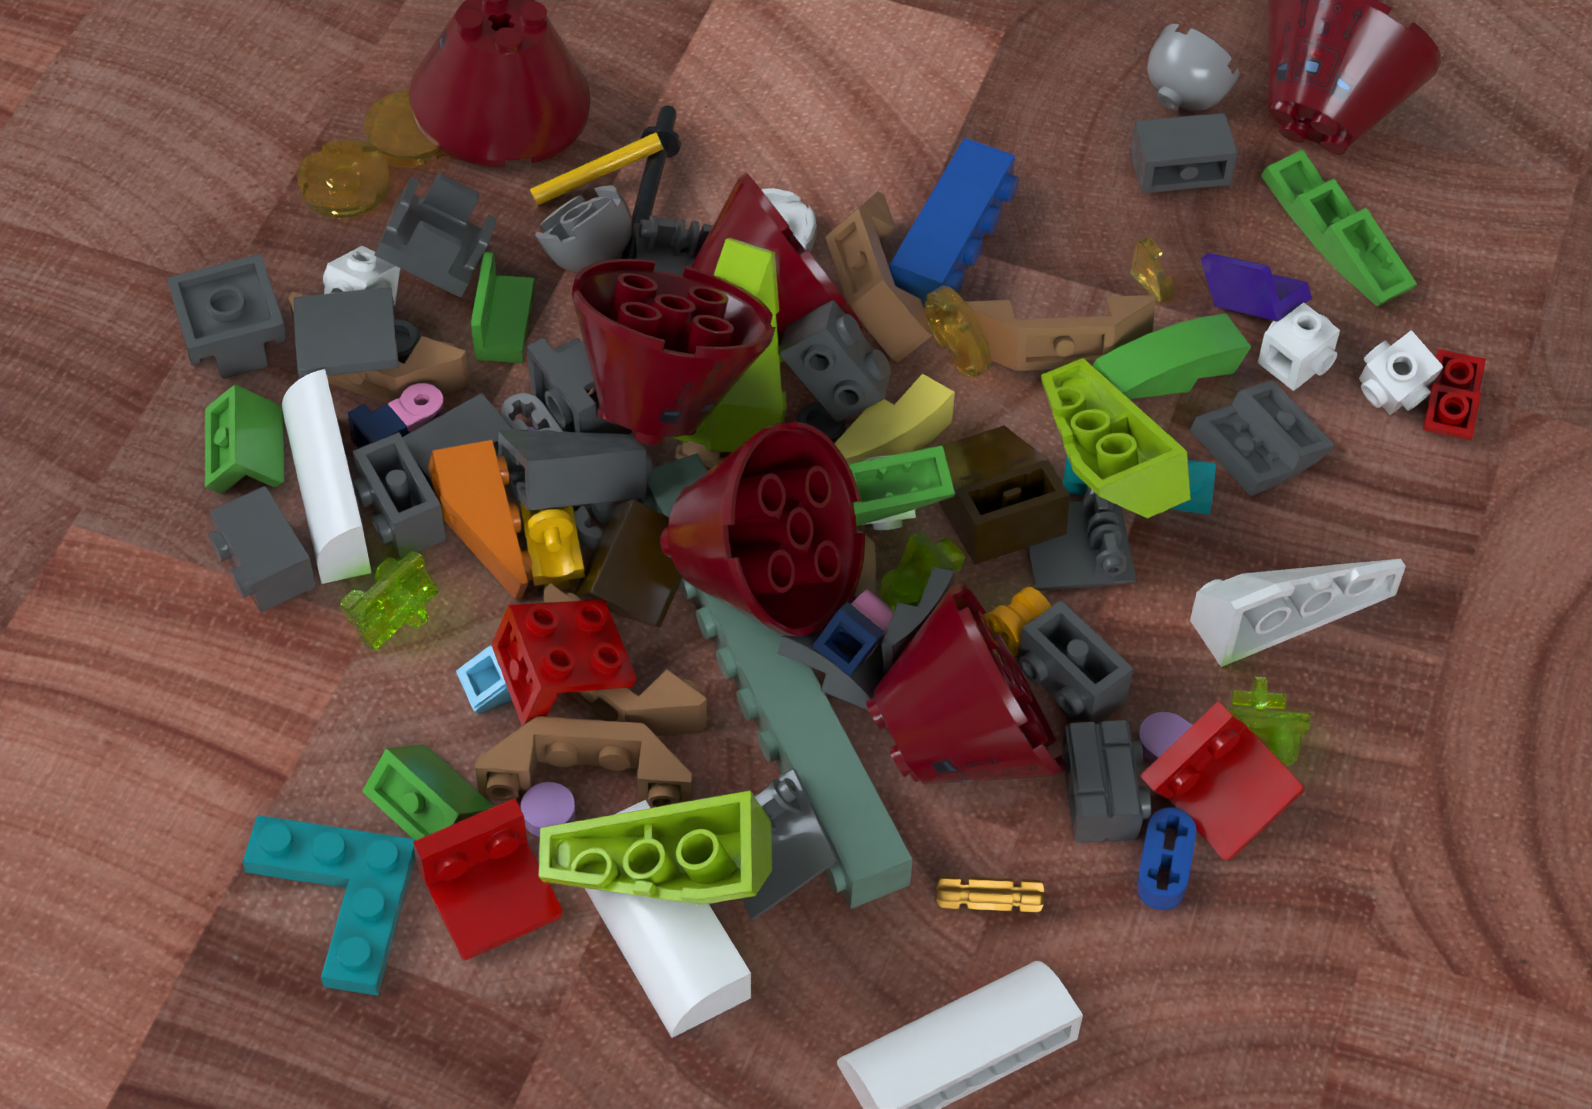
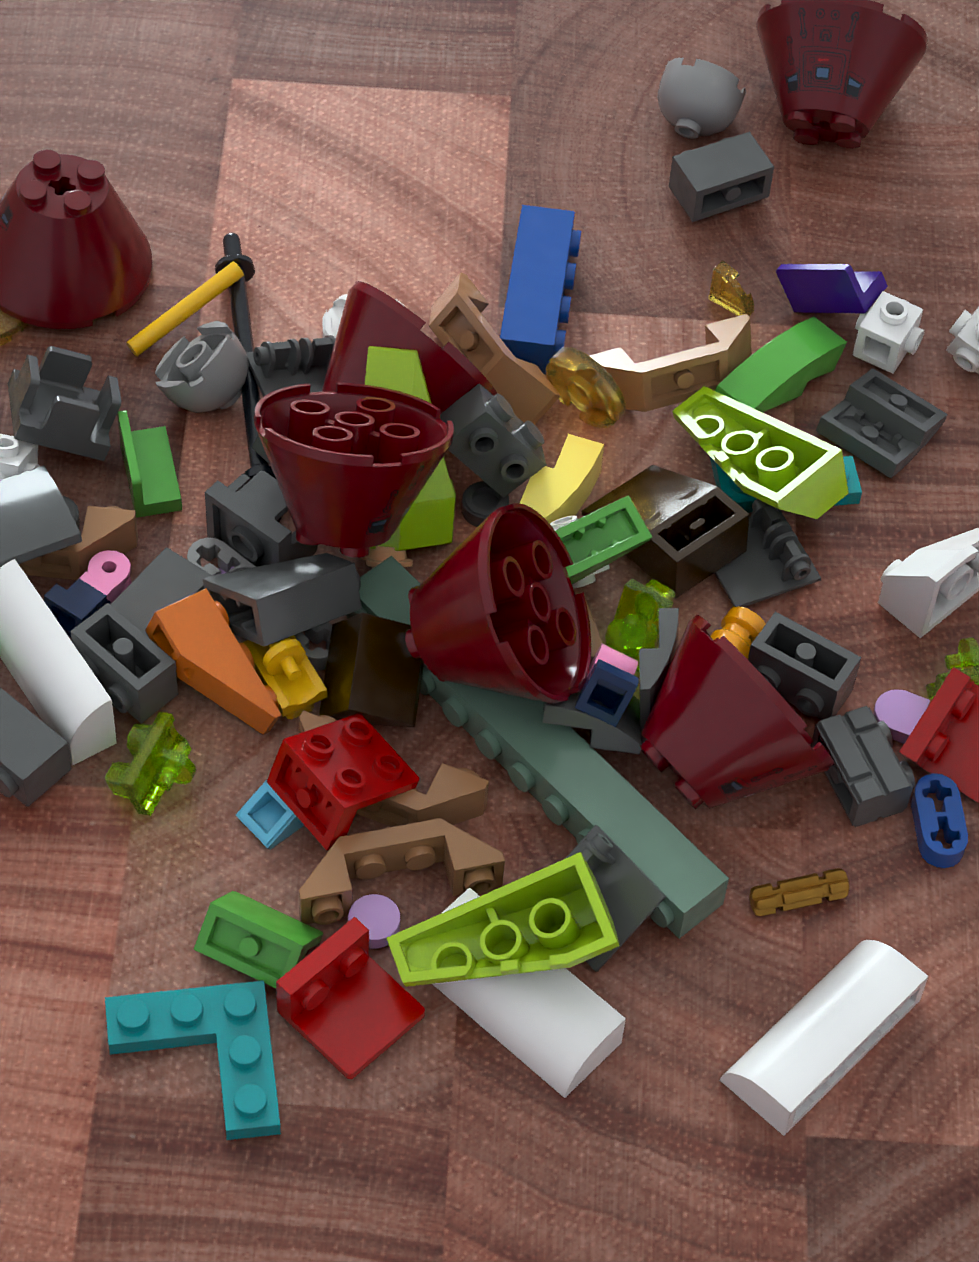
camera: 20 degrees left, 0 degrees up
(1337, 230) = (885, 222): bright green slope -> none

